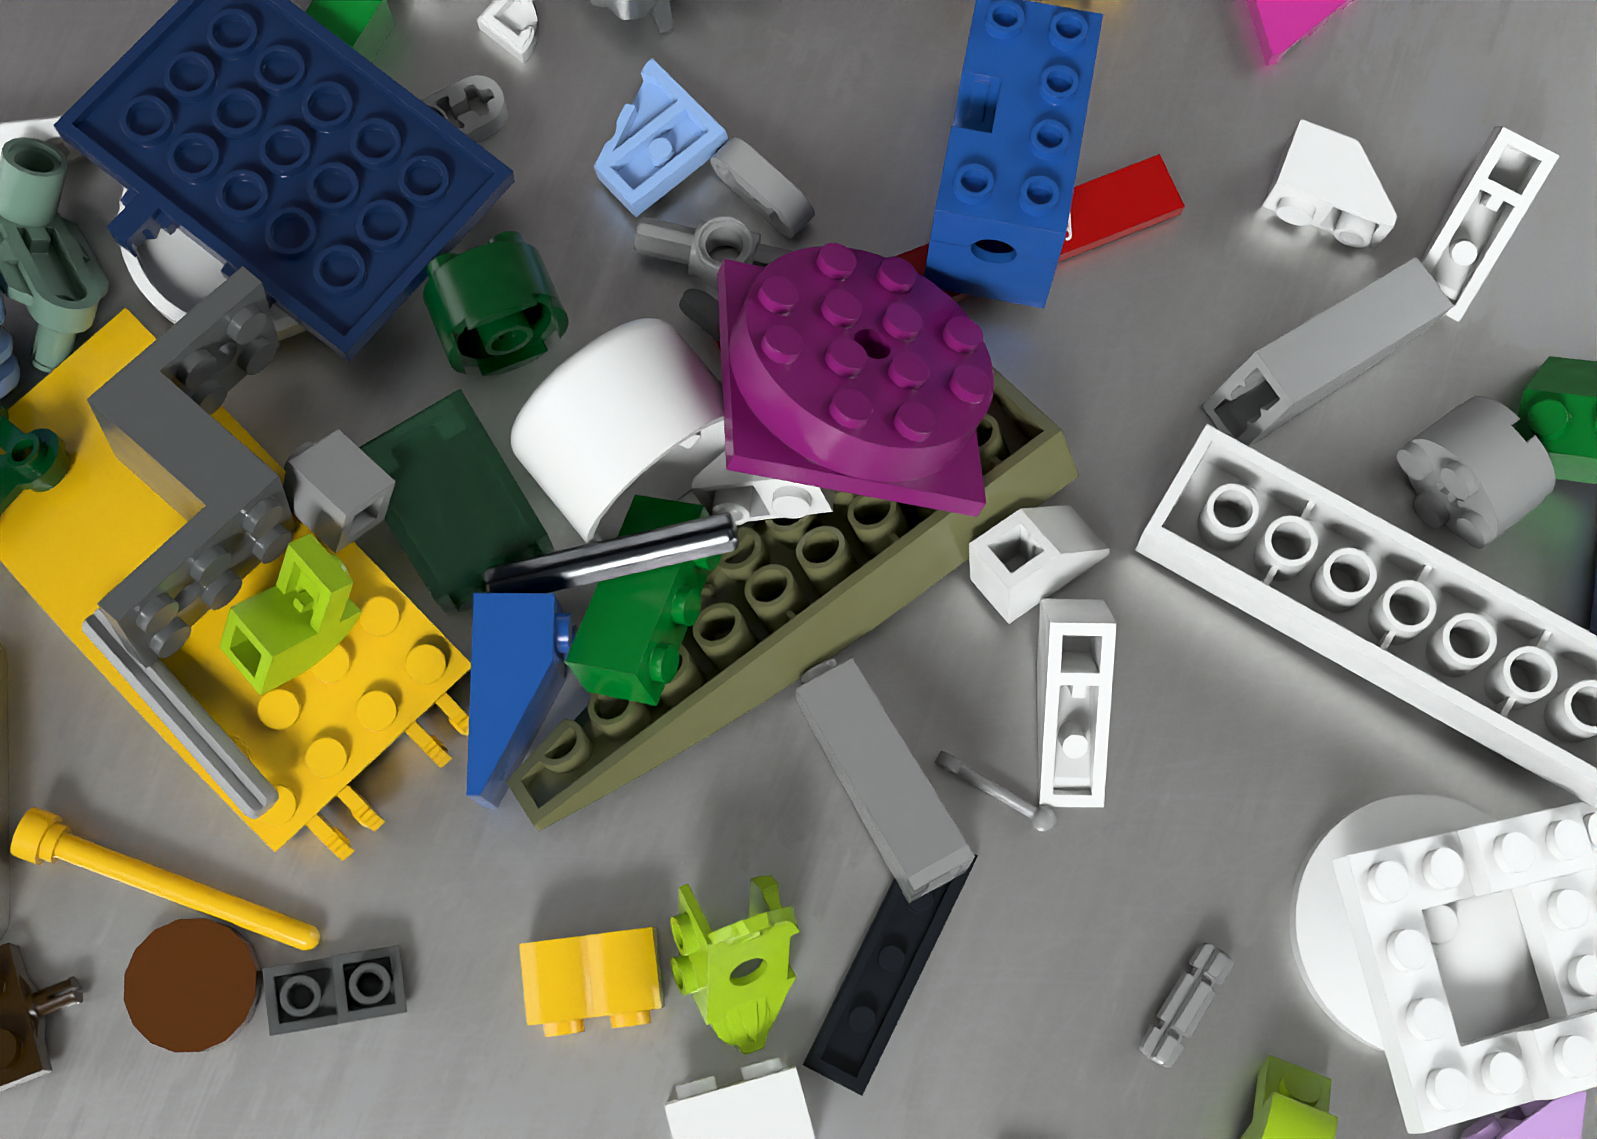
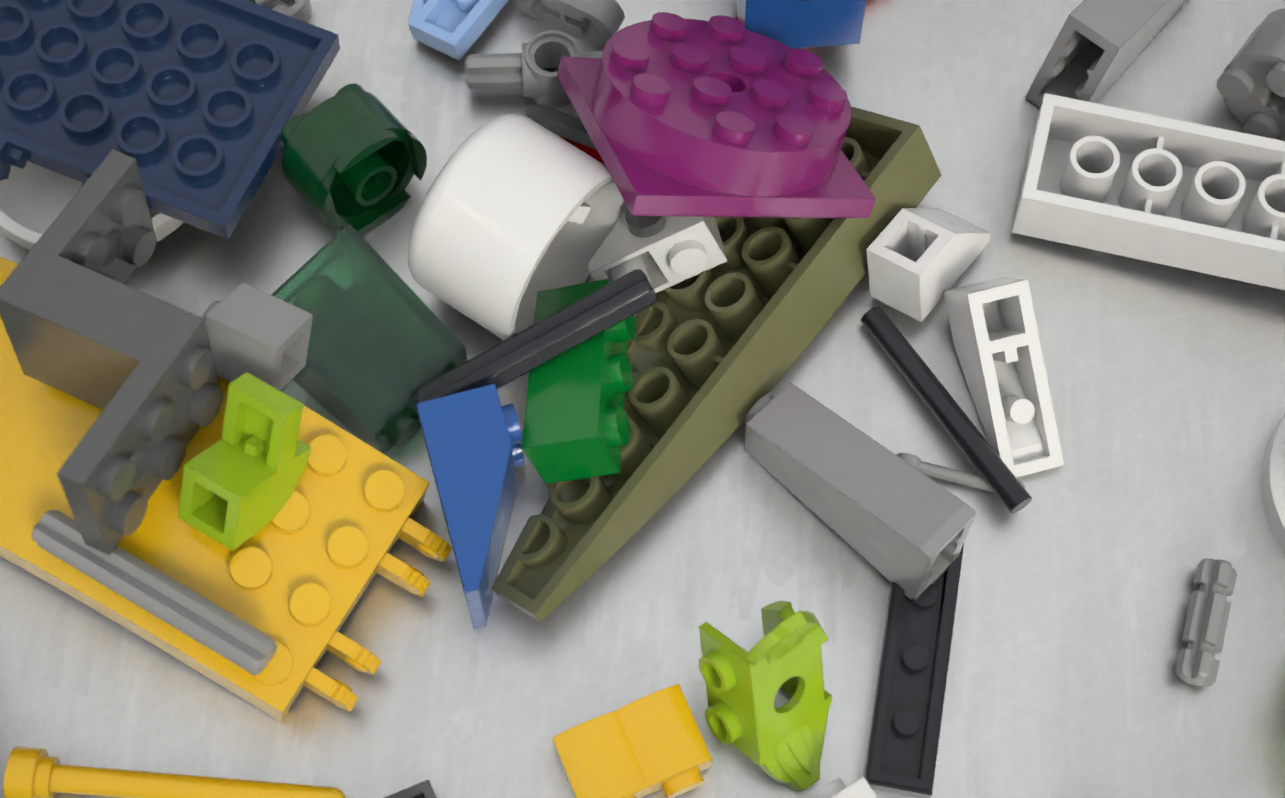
camera: 15 degrees left, 10 degrees down
(1003, 719) = (946, 410): none -> black bar

